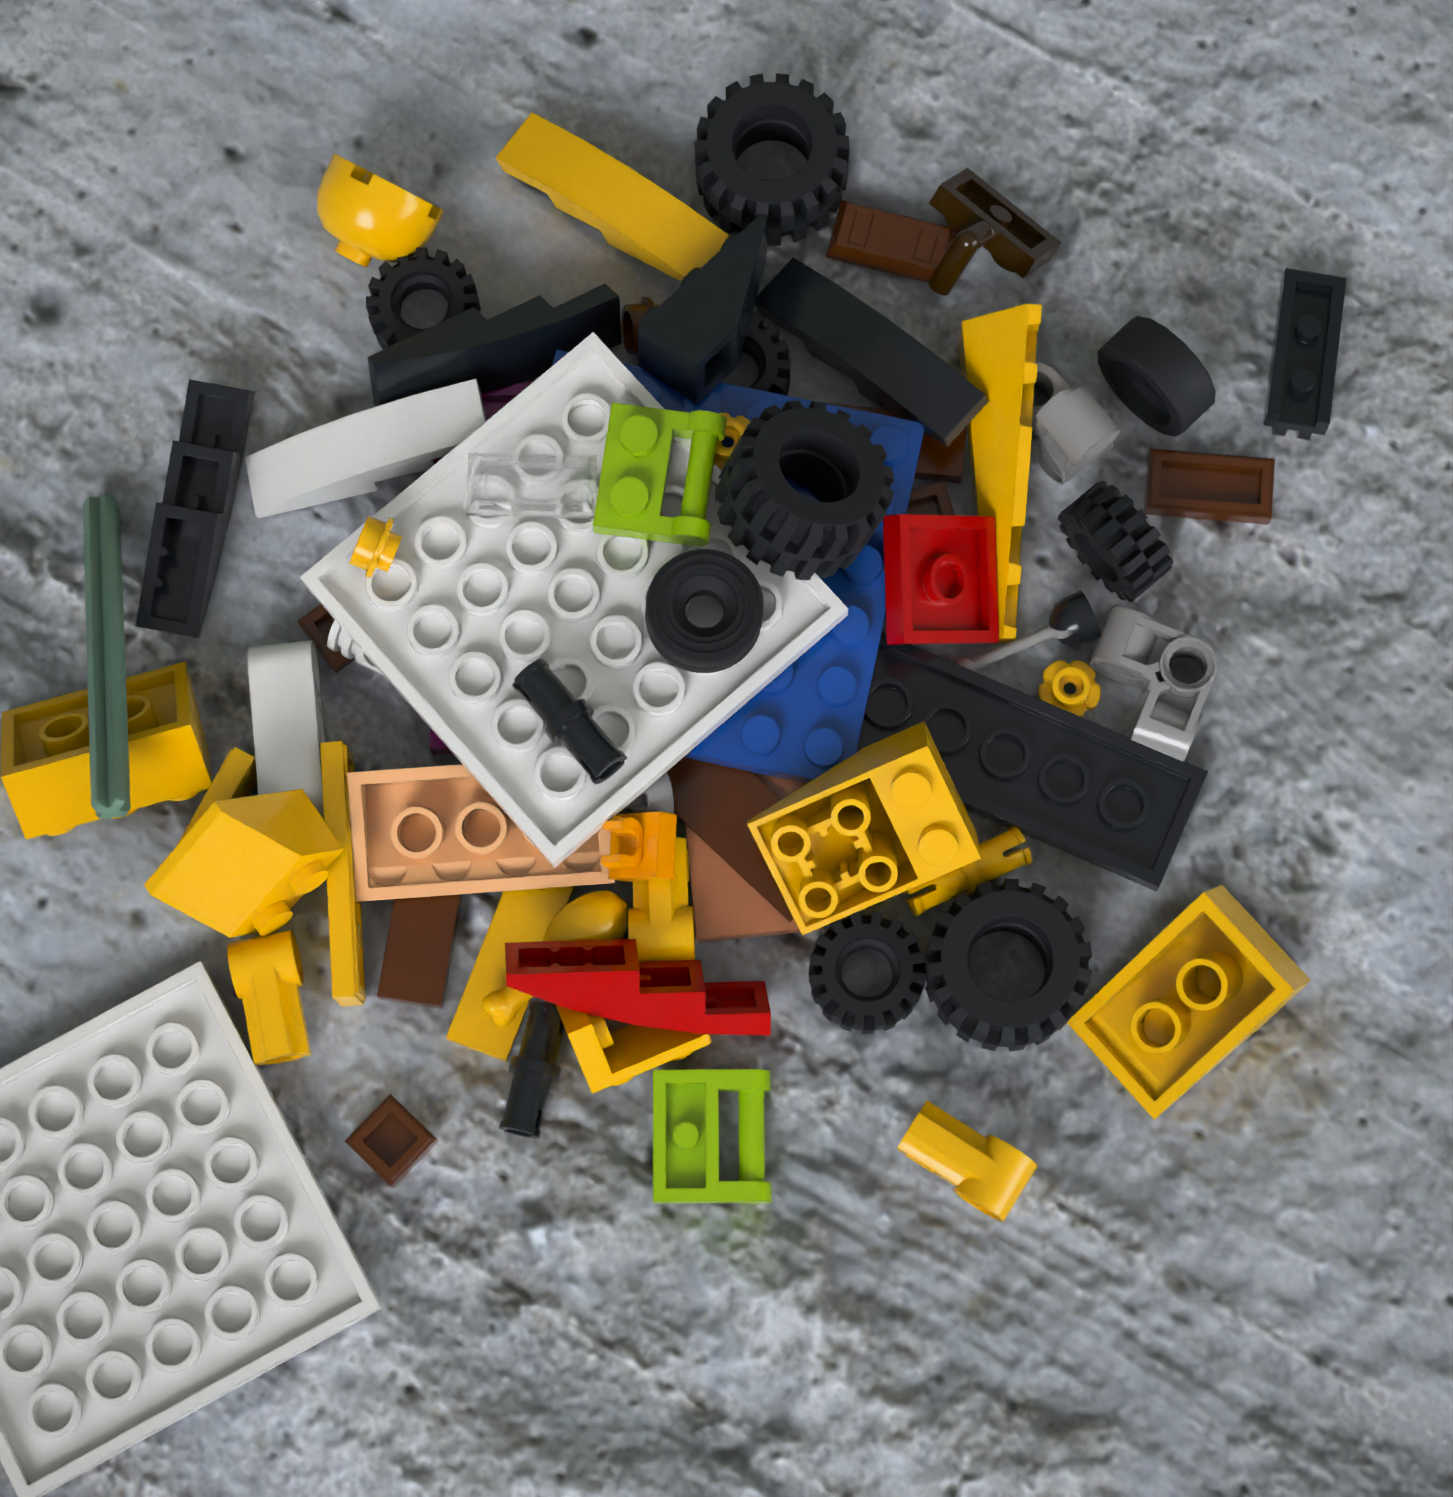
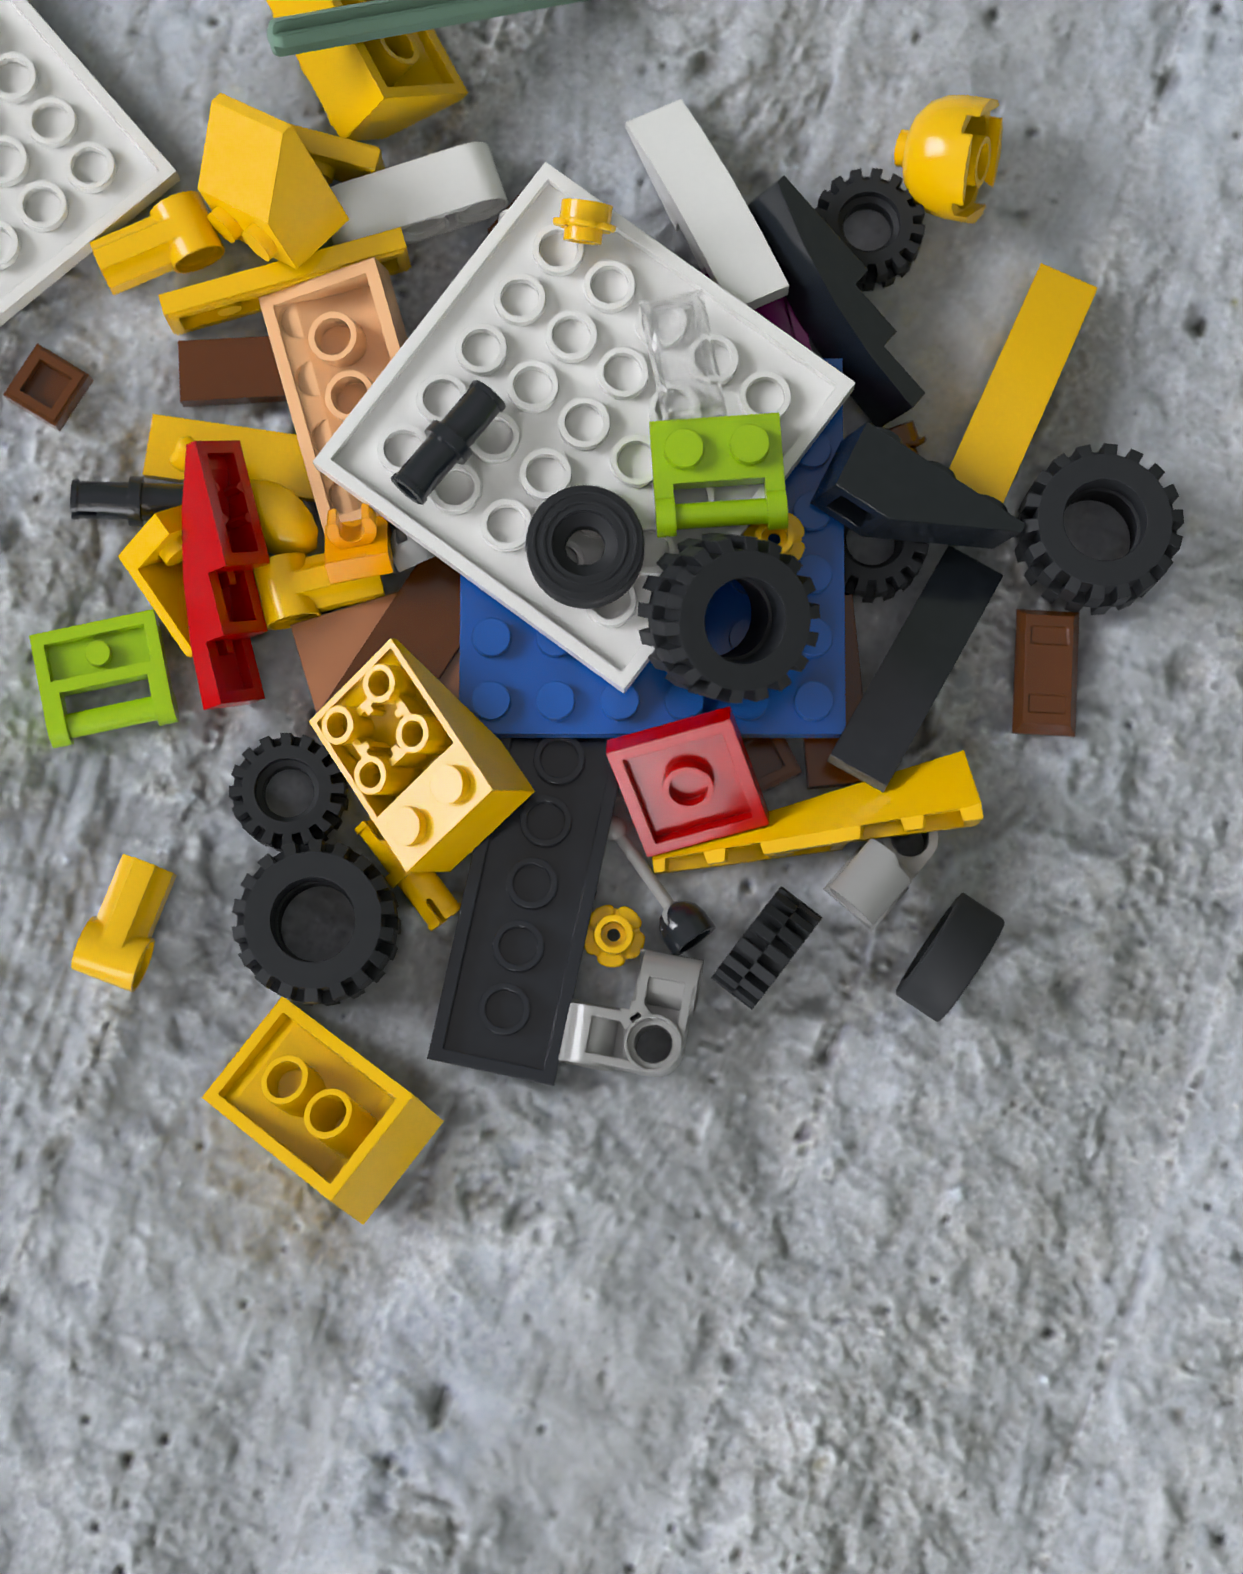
camera: 75 degrees right, 5 degrees up
(195, 509) = (617, 65): black slope -> none
(988, 221) = (1082, 761): dark brown plate -> none
(1209, 486) = (857, 1037): reddish brown tile -> none
(1304, 353) = (1018, 1107): black hinge -> none

